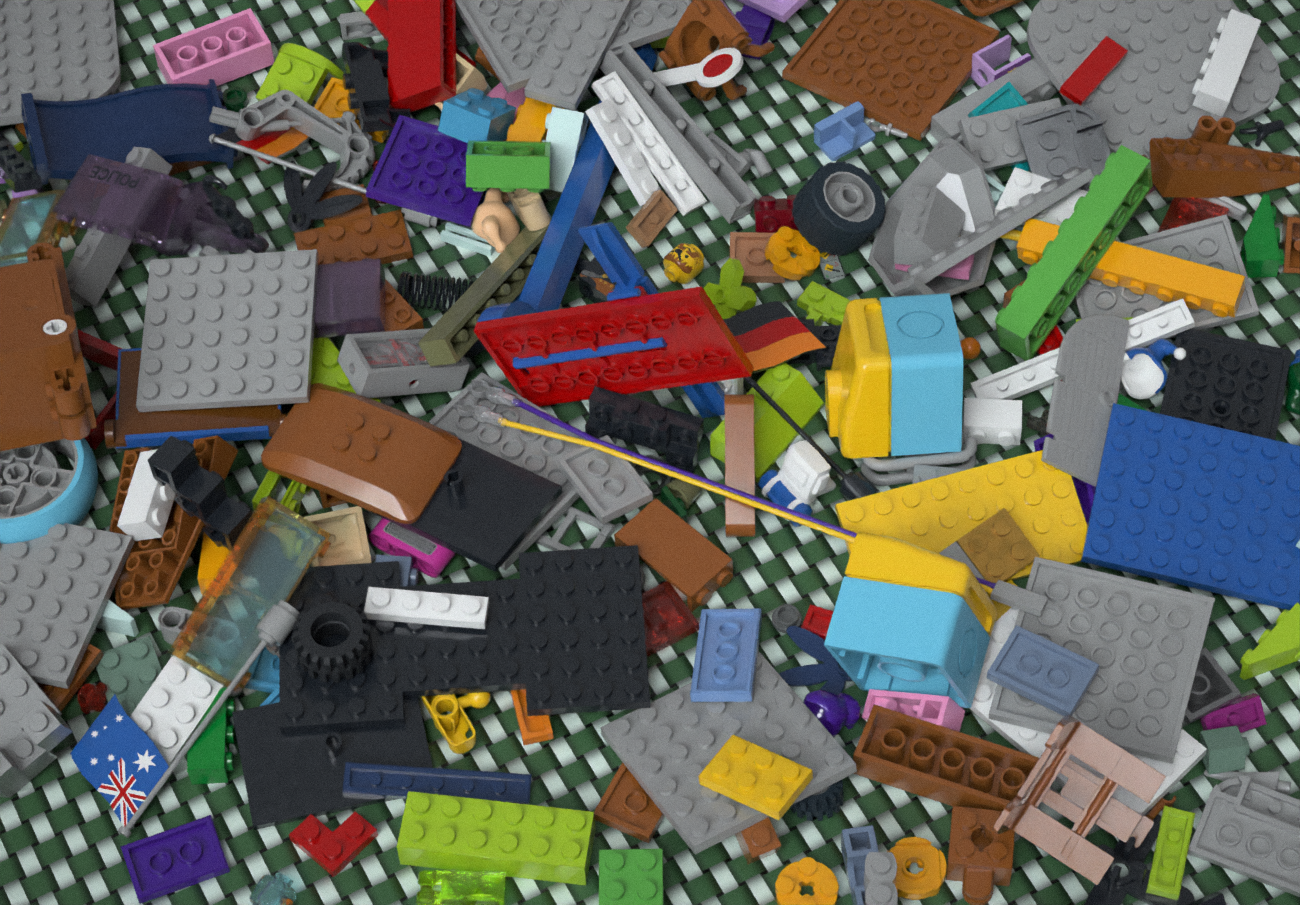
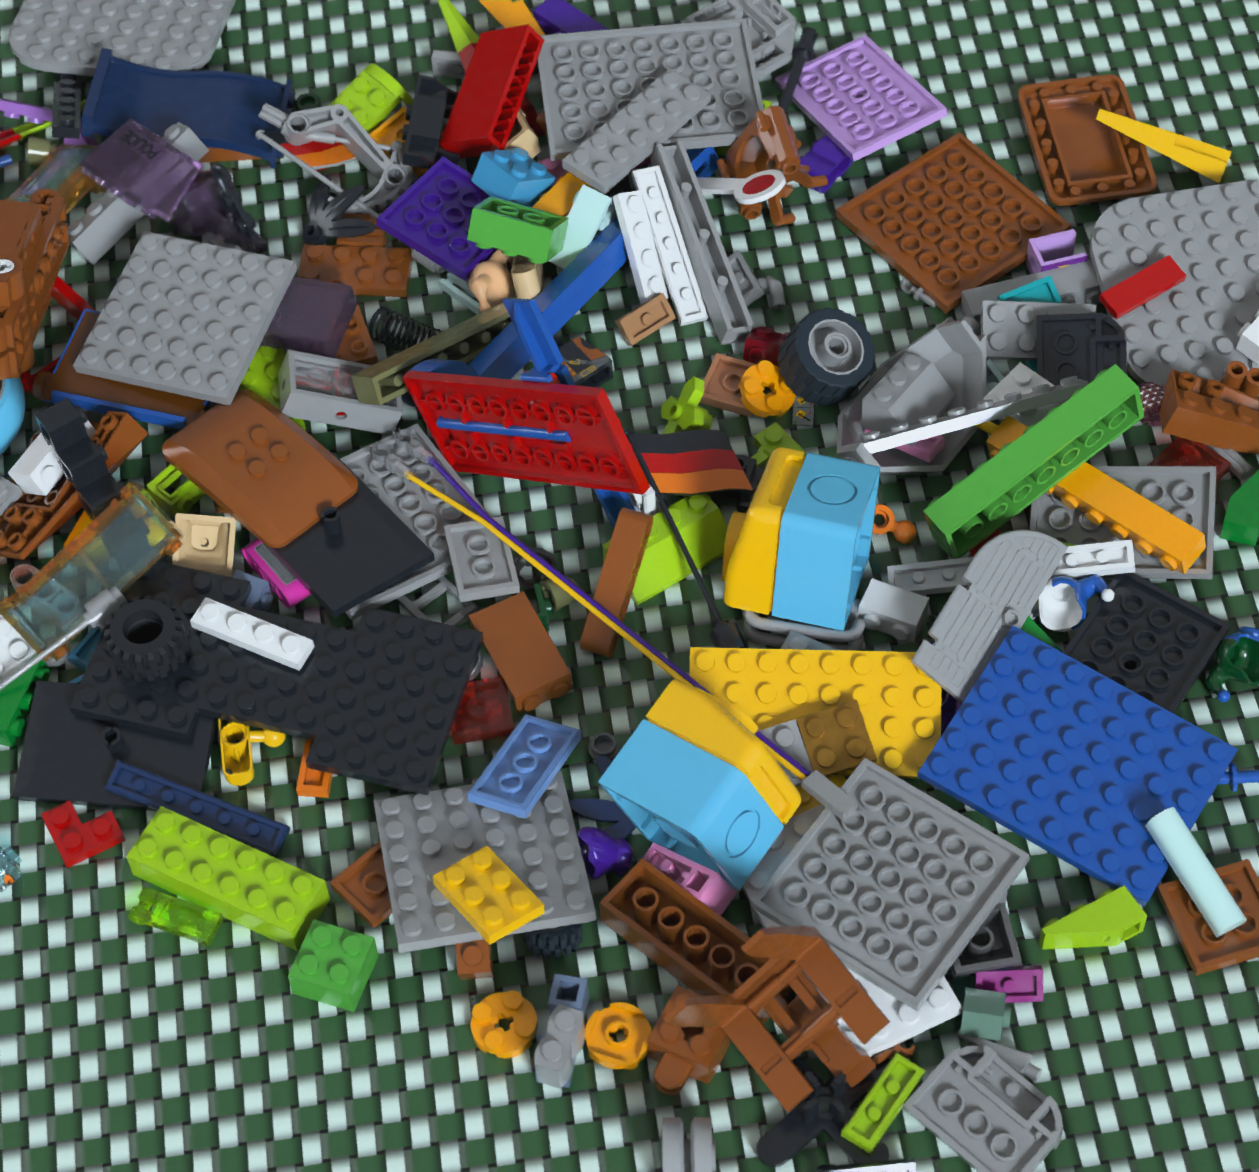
camera: 20 degrees right, 0 degrees up
(215, 51) = (305, 55): bright pink brick -> none
(646, 425) = (545, 518): black bracket -> none
(683, 263) = (657, 371): yellow head -> none
(799, 480) = (671, 615): white piece -> none
(843, 132) = (871, 284): medium blue panel -> none
(1043, 671) = (819, 876): sand blue plate -> none

